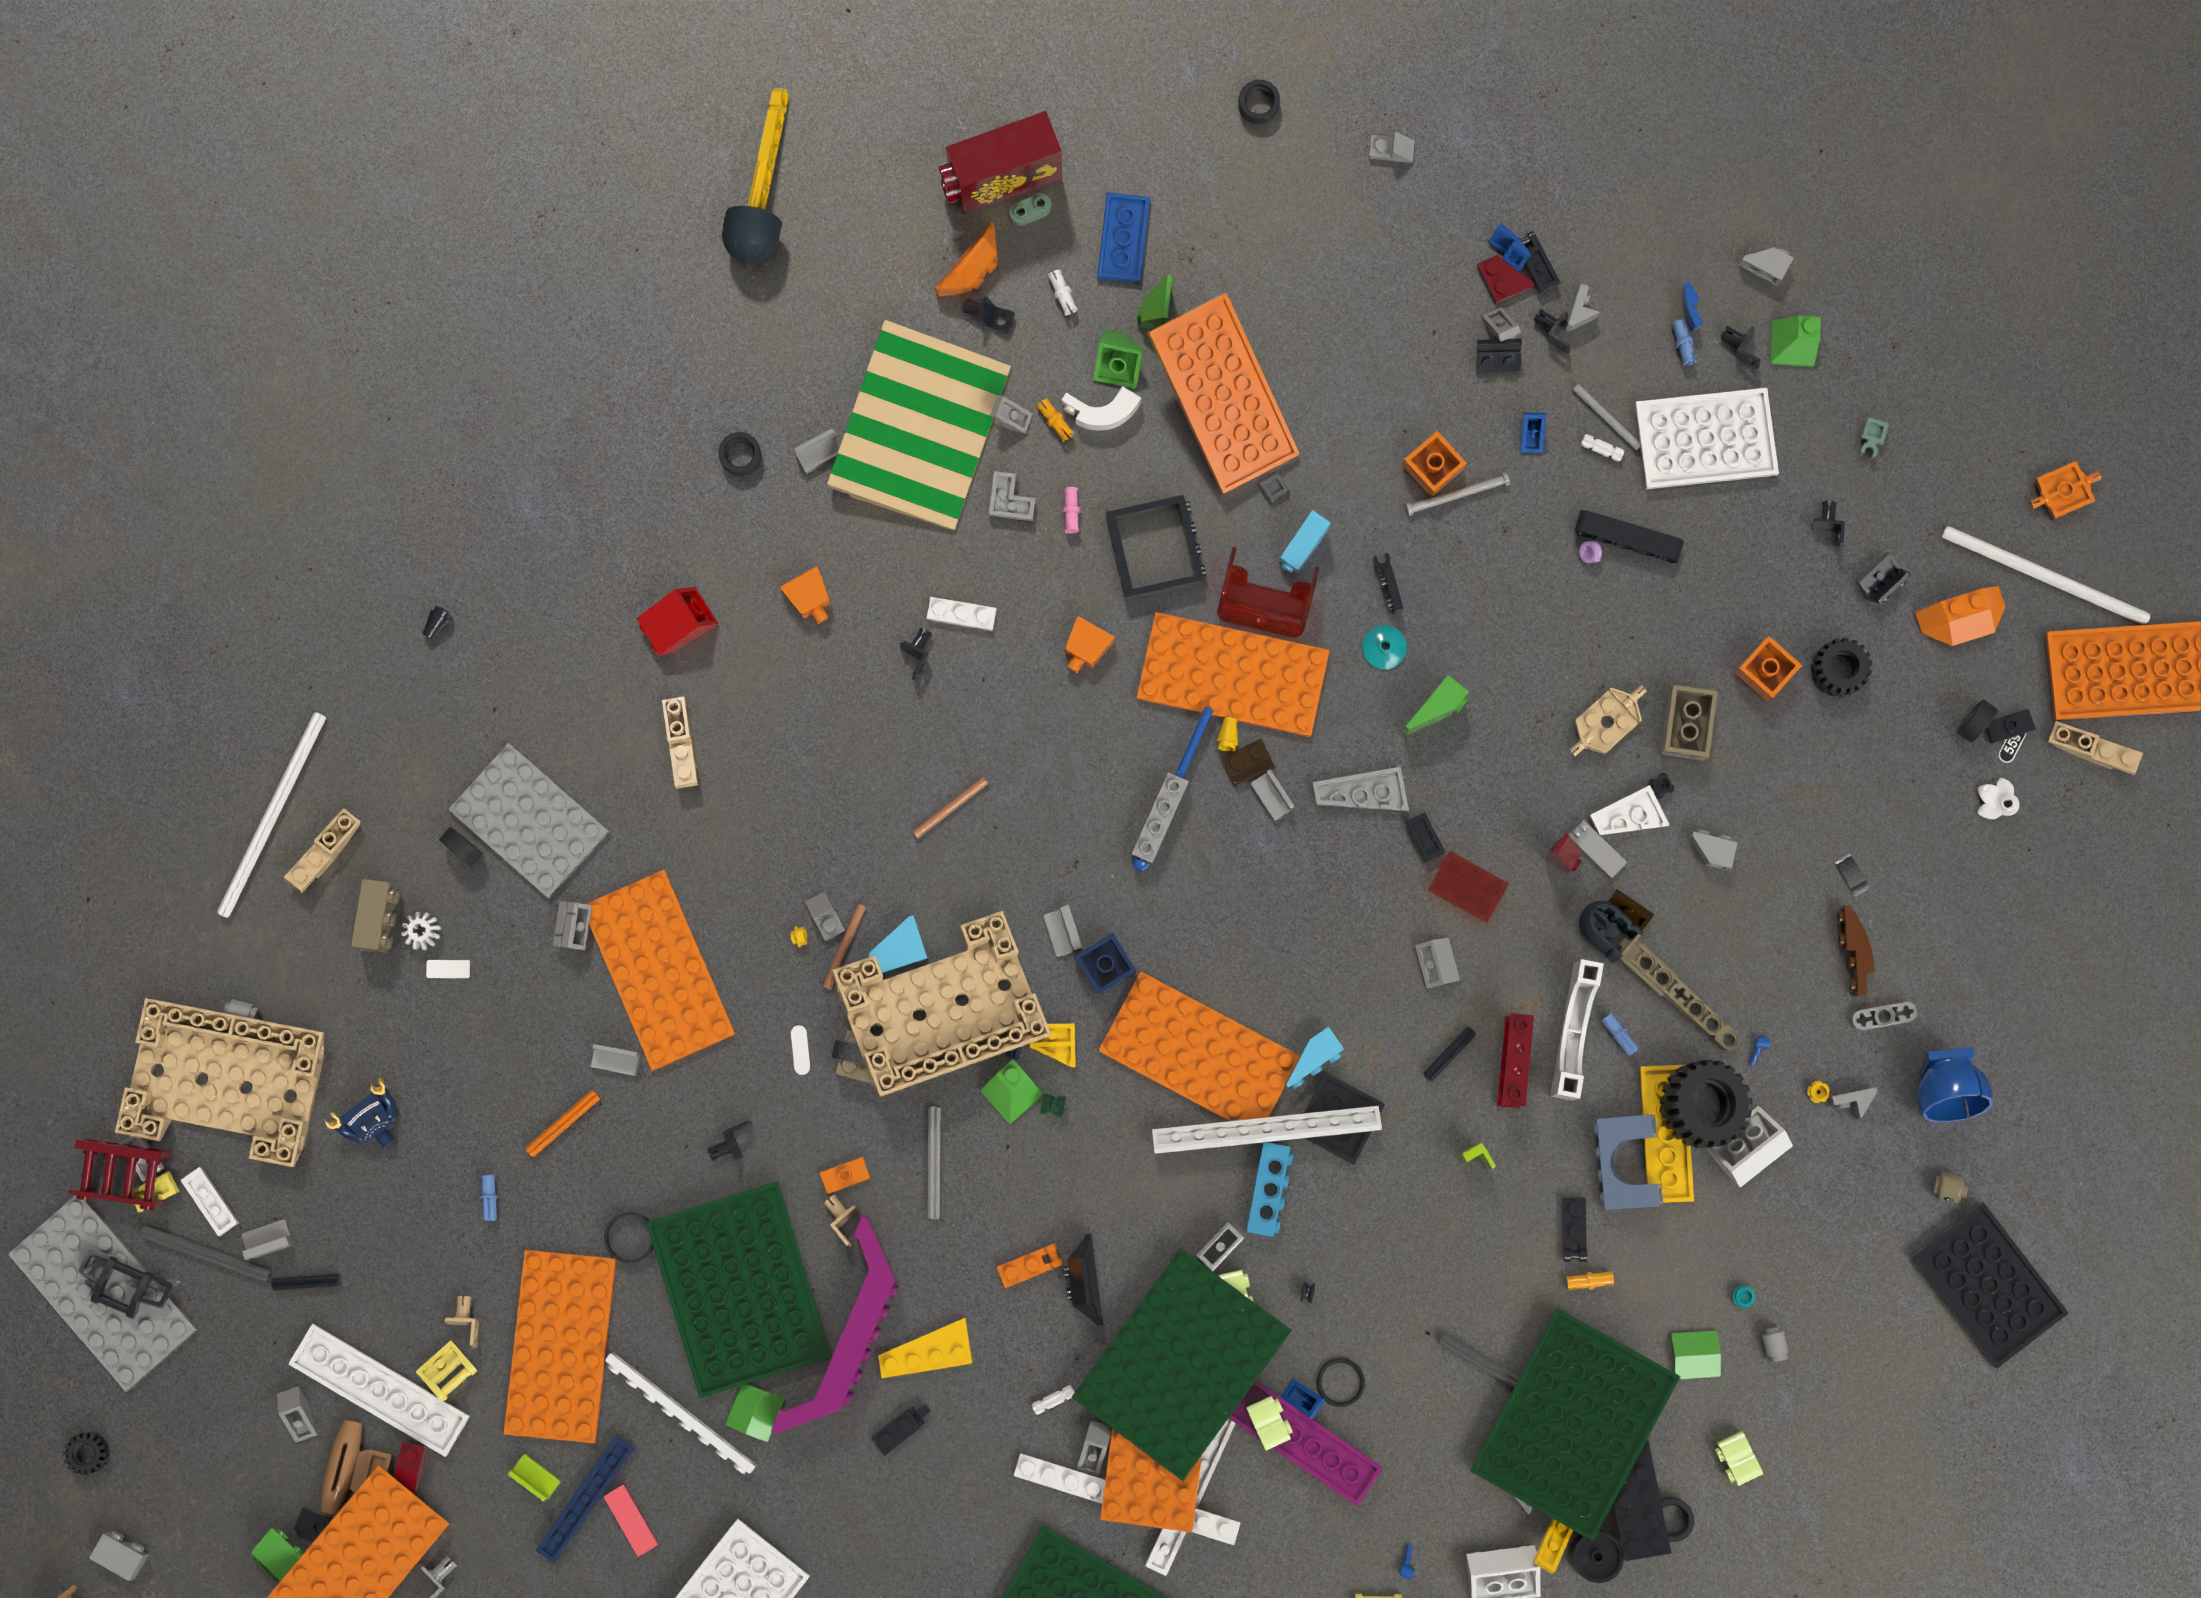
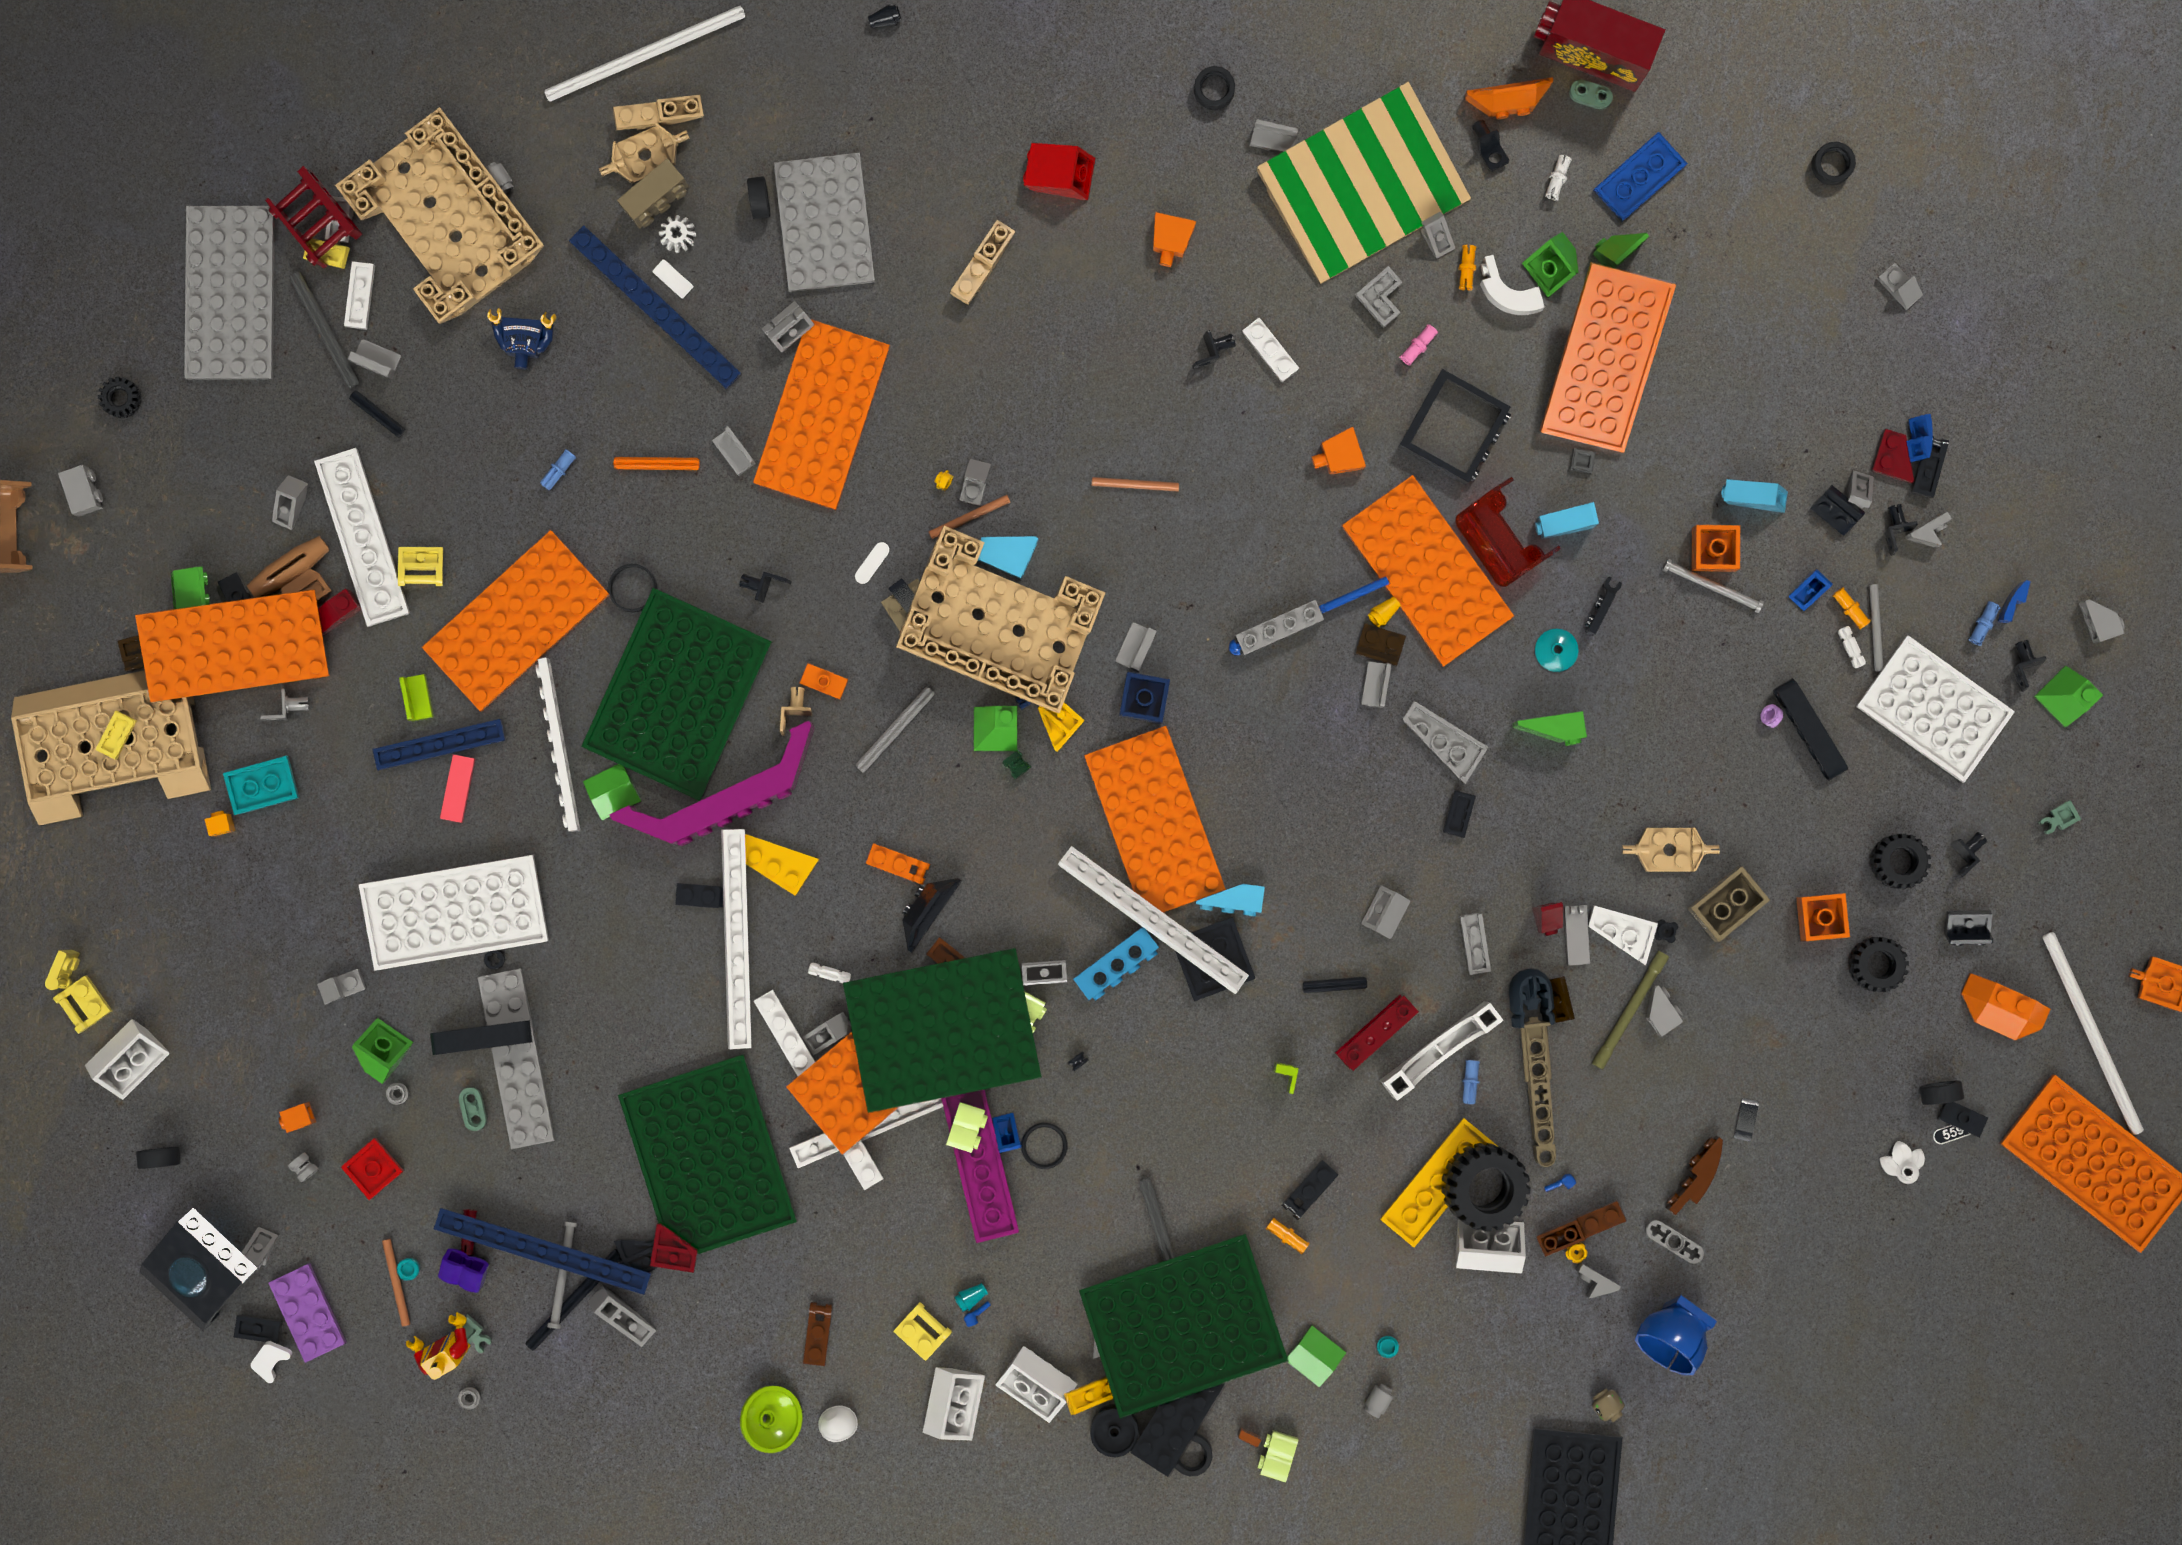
camera: 45 degrees right, 5 degrees up
(137, 1298) = (248, 319): black bar -> none
(326, 905) = (627, 152): none -> tan plate
(453, 1003) = (655, 307): none -> dark blue plate
(463, 1318) = (464, 539): tan bracket -> none
(956, 1439) = (736, 938): none -> white plate
(1127, 1302) = (943, 952): none -> reddish brown plate
(1390, 1554) = (970, 1297): none -> teal cone
(1426, 398) = (1755, 495): none -> medium azure slope
(1468, 887) = (1458, 877): clear red plate -> none
(1526, 925) = (1475, 943): none -> light grey hinge
(1575, 419) = (1851, 608): none -> light orange pin
(1611, 1135) = (1364, 1190): sand blue arch -> none
(1699, 917) = (1607, 1049): none -> olive piece
(1703, 1464) = (1249, 1437): none -> dark orange tile
(1802, 566) = (1918, 857): none -> black tyre
(1805, 1069) = (1581, 1227): none -> reddish brown slope
(2094, 749) = (2009, 1190): tan slope -> none

